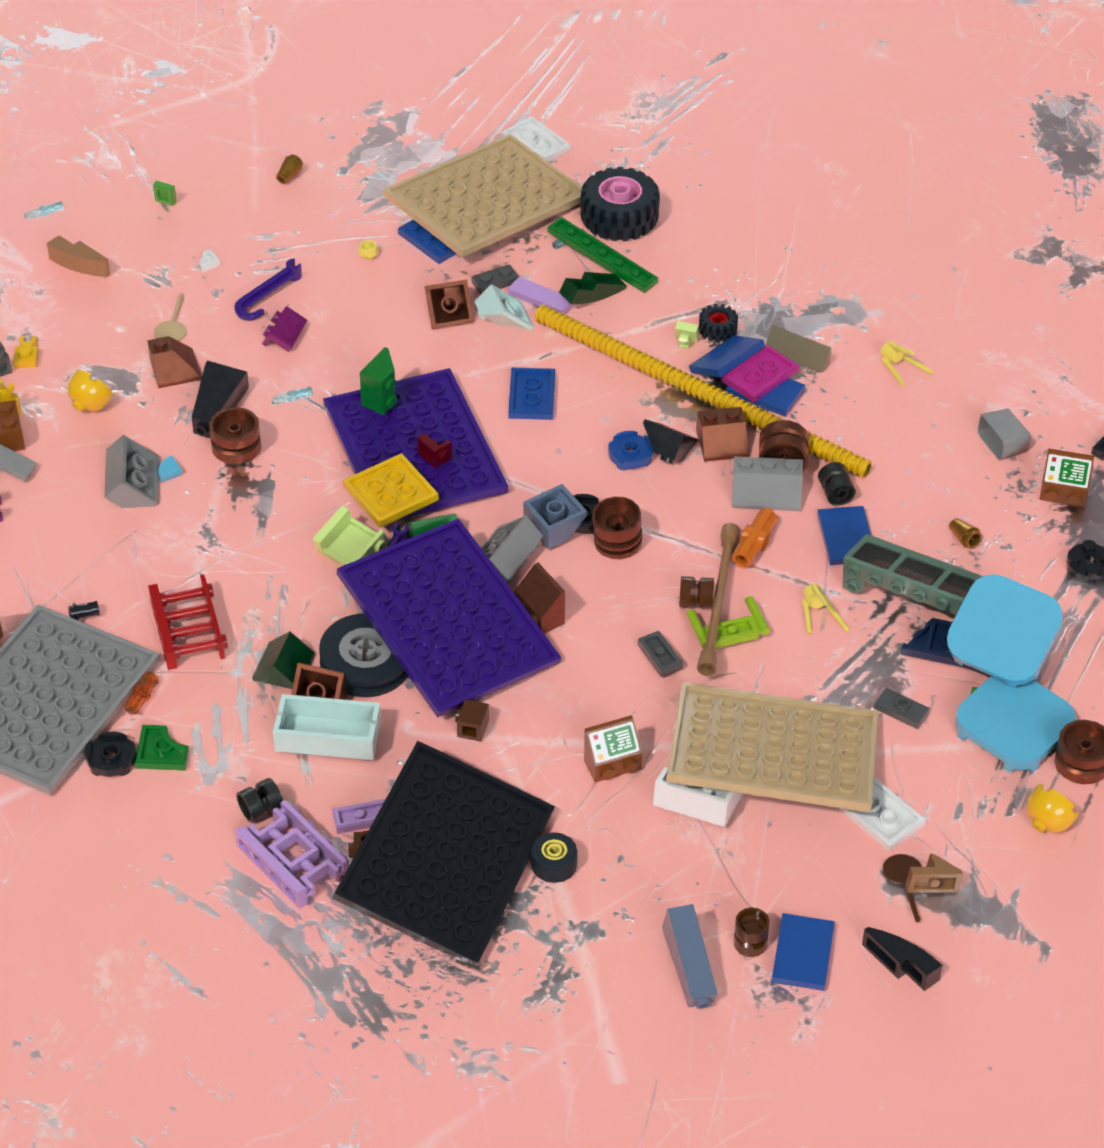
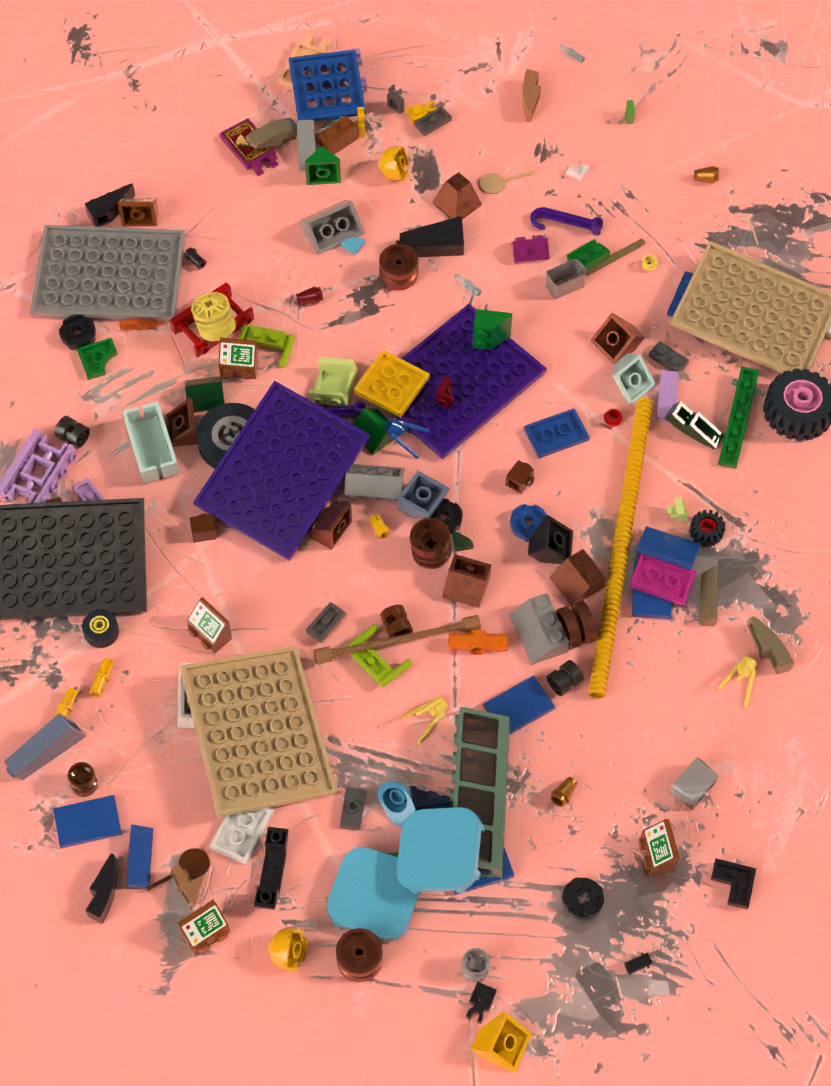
camera: 65 degrees right, 15 degrees up
(49, 345) = (433, 121): none -> dark grey plate
(50, 448) = (322, 168): none -> green slope
(200, 601) = (213, 316): none -> light yellow wheel
(215, 525) = (309, 296): none -> dark red cone
(245, 584) = (270, 339): none -> lime plate
(264, 610) = (238, 358): none -> slope
(326, 289) = (590, 254): none -> green plate
(343, 292) = (616, 256): none -> olive bar
(347, 301) = (563, 271): none -> light grey piece
(455, 503) = (397, 427): none -> blue plant
(542, 343) = (615, 414): none -> red plate
(563, 569) = (381, 530): none -> yellow pin
(572, 436) = (520, 477): none -> reddish brown brick
(619, 879) = (101, 677): none -> yellow axle
(641, 926) = (66, 703): none -> yellow axle
(677, 517) = (467, 580): none -> copper slope
(872, 915) = (139, 857): none -> blue slope
(877, 327) = (770, 646): none -> dark tan slope
(918, 663) = (396, 801): none -> dark azure piece
(918, 779) = (273, 868): none -> black slope
(994, 876) = (204, 928): none -> slope

